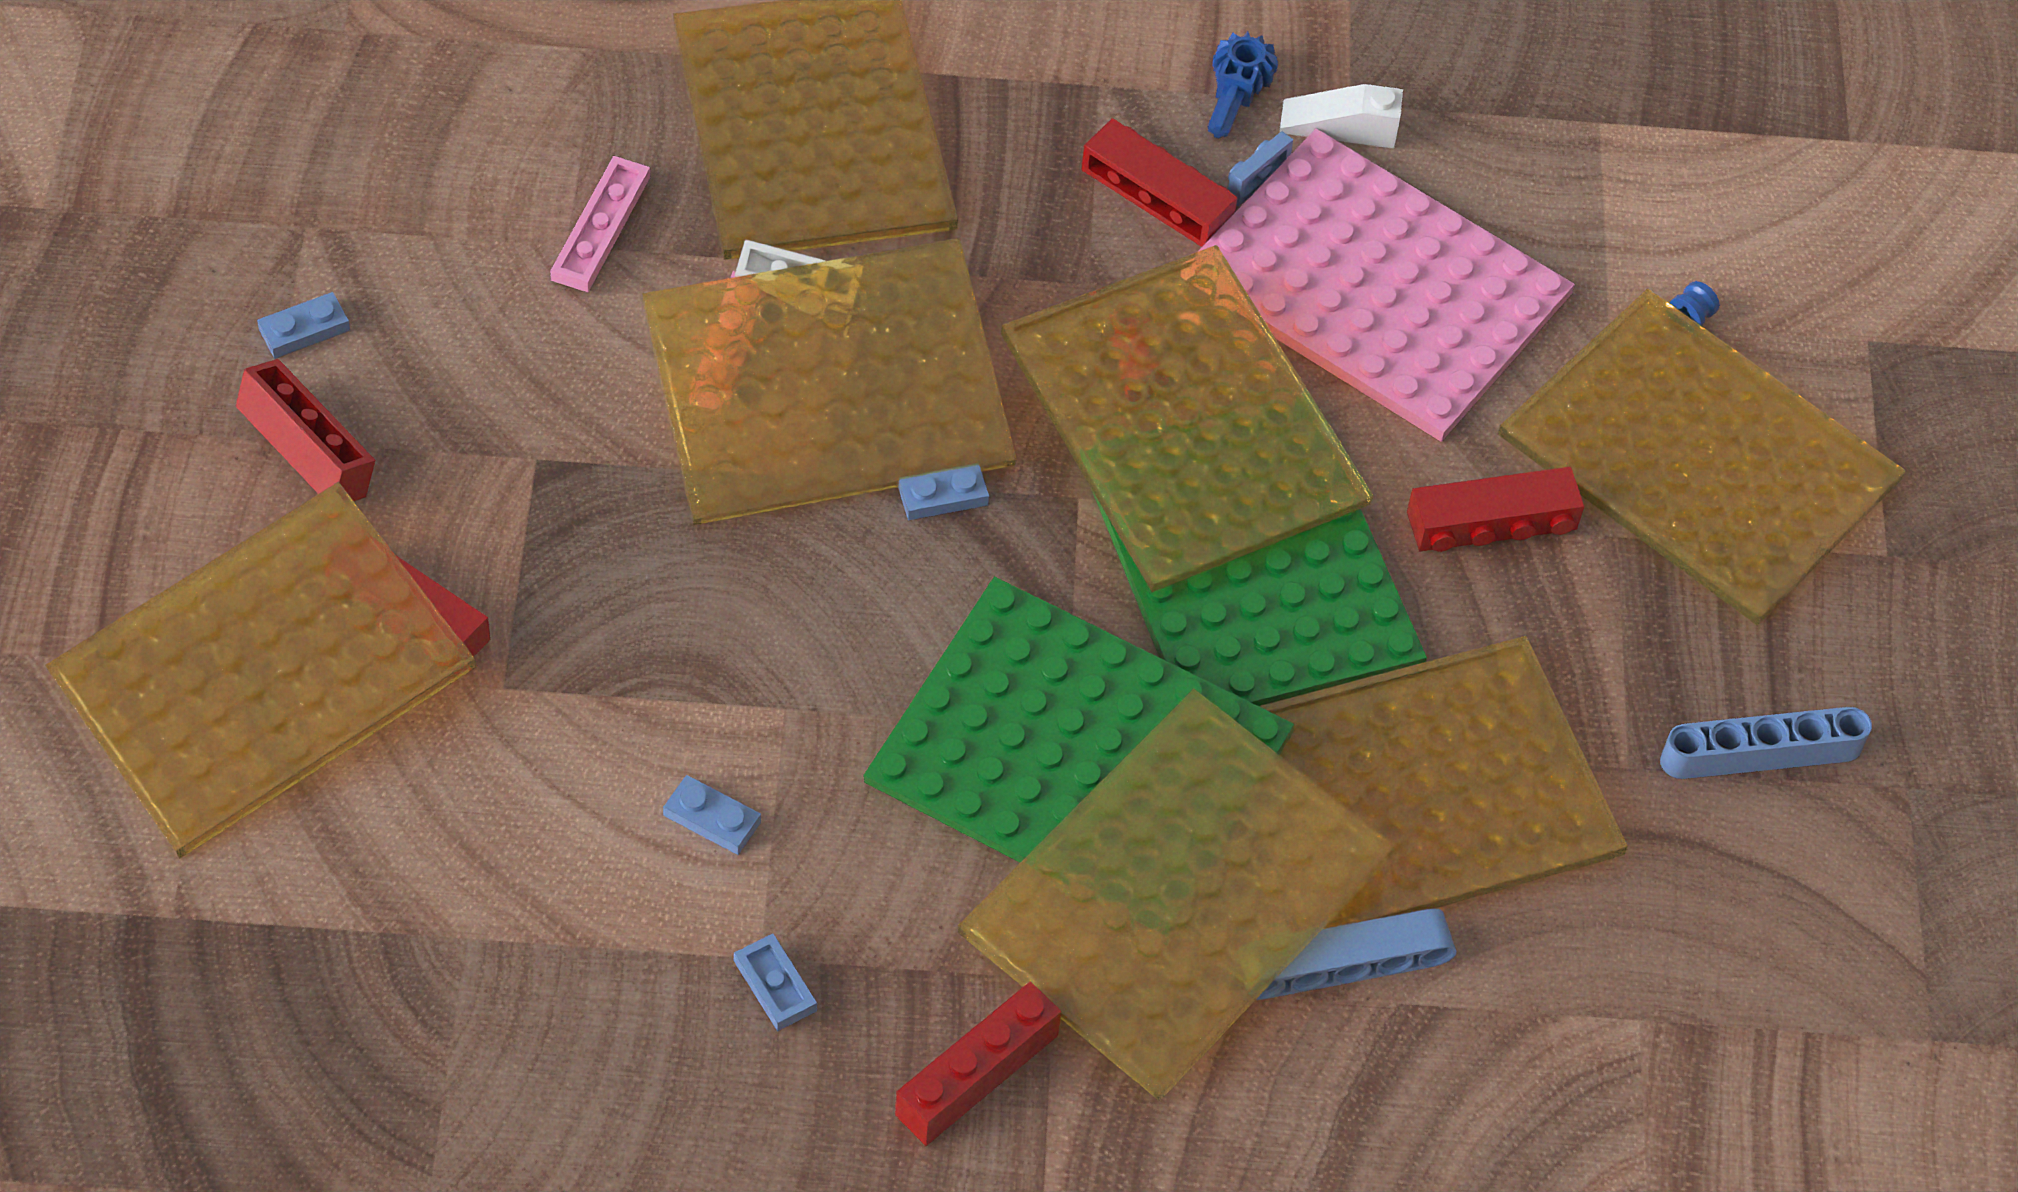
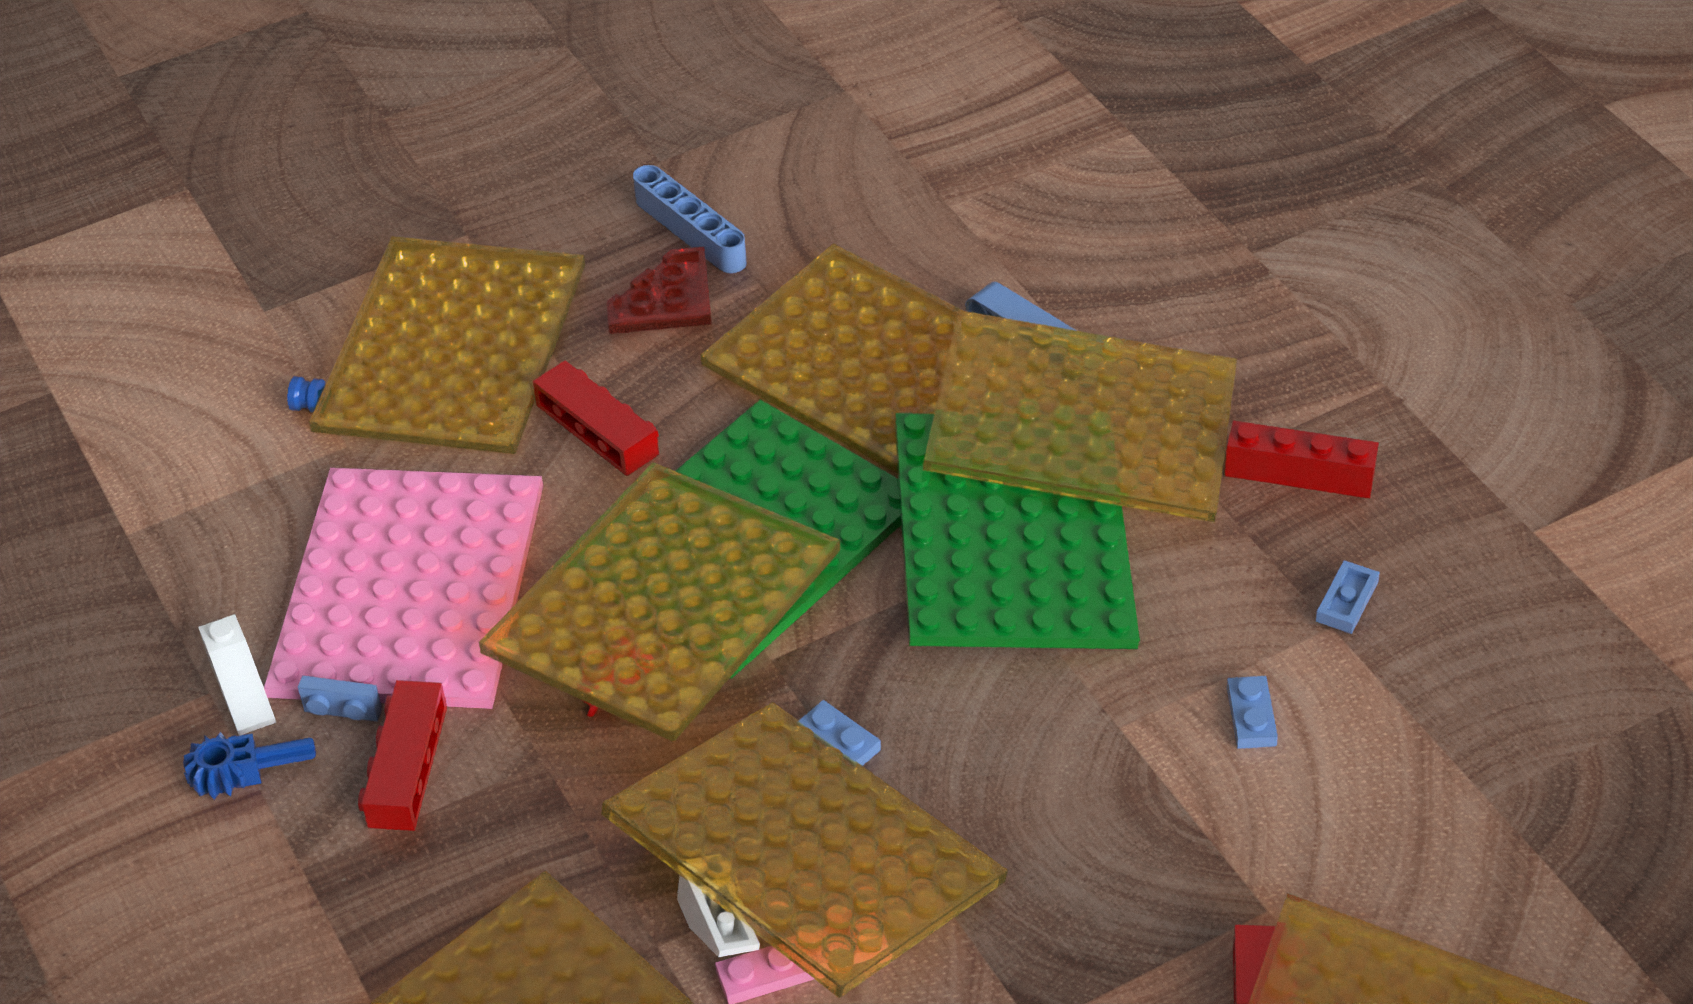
camera: 115 degrees left, 10 degrees down
(1651, 662) = (665, 297): none -> clear red plate

